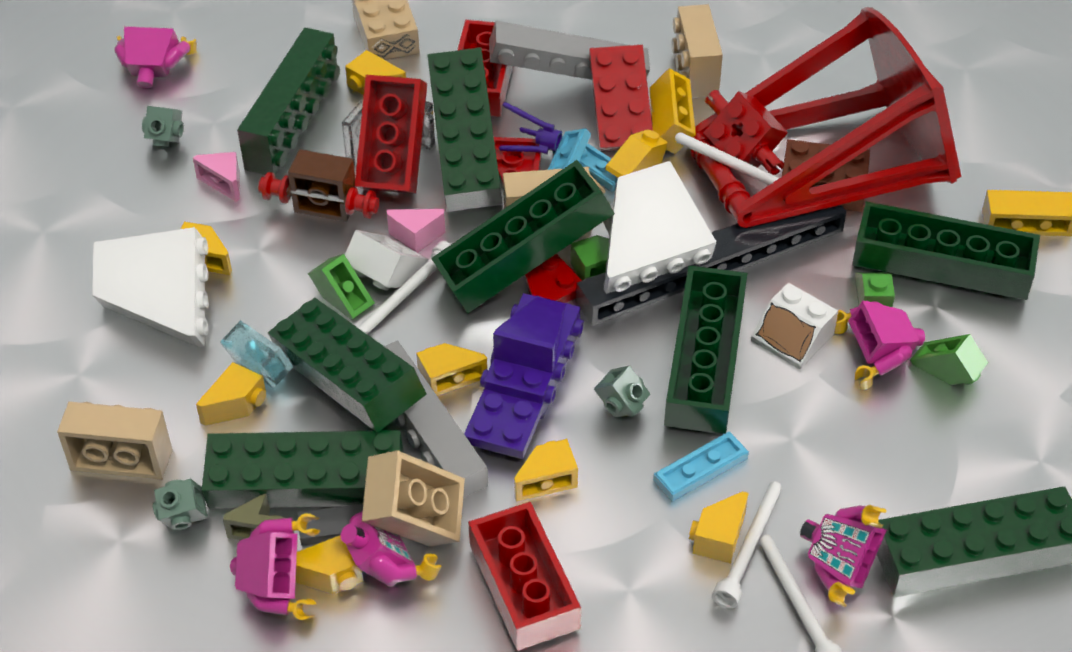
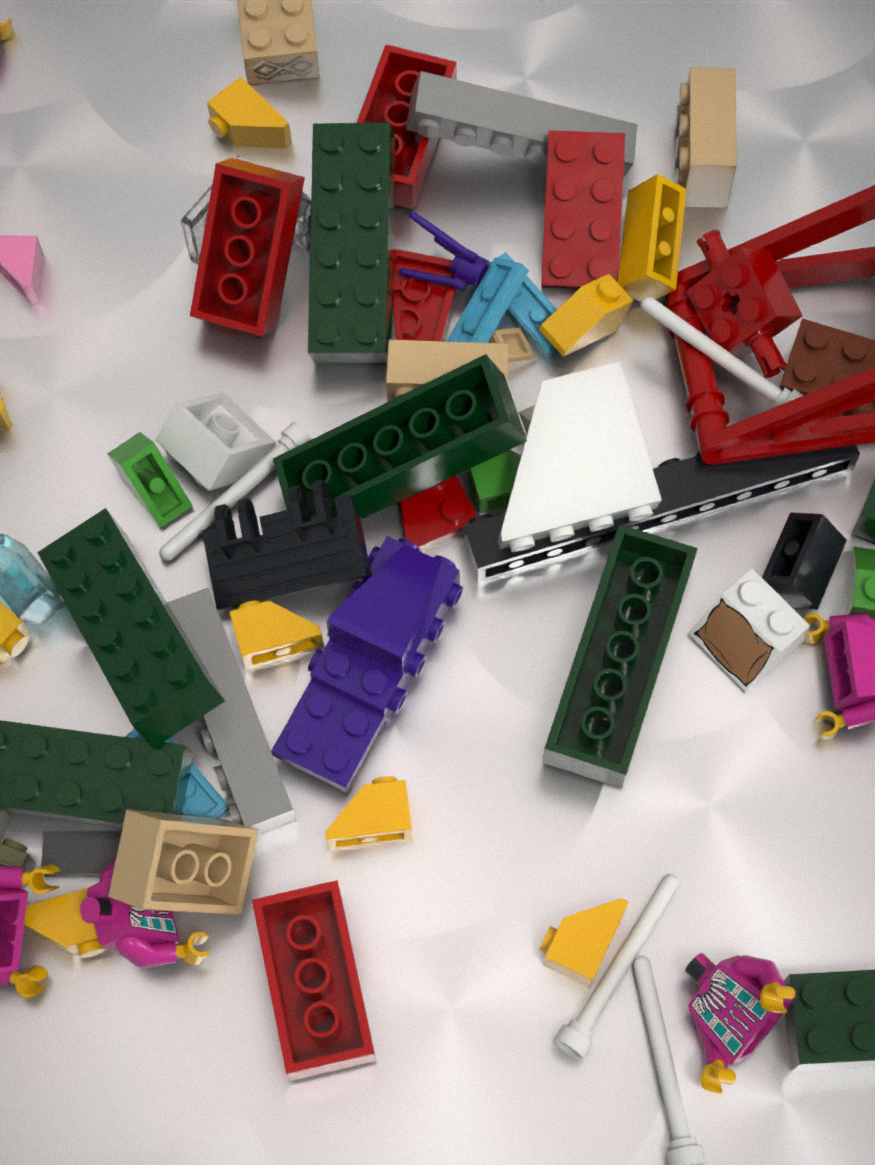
camera: 10 degrees right, 20 degrees up
(288, 102) = (121, 156): dark green brick -> none
(320, 187) = (143, 312): reddish brown brick -> none
(416, 226) = (266, 391): bright pink slope -> none
(453, 312) = (290, 554): none -> black hinge
(622, 392) = (493, 710): sand green brick -> none
(700, 466) = (579, 833): medium azure tile -> none
(824, 274) = (804, 559): none -> black brick

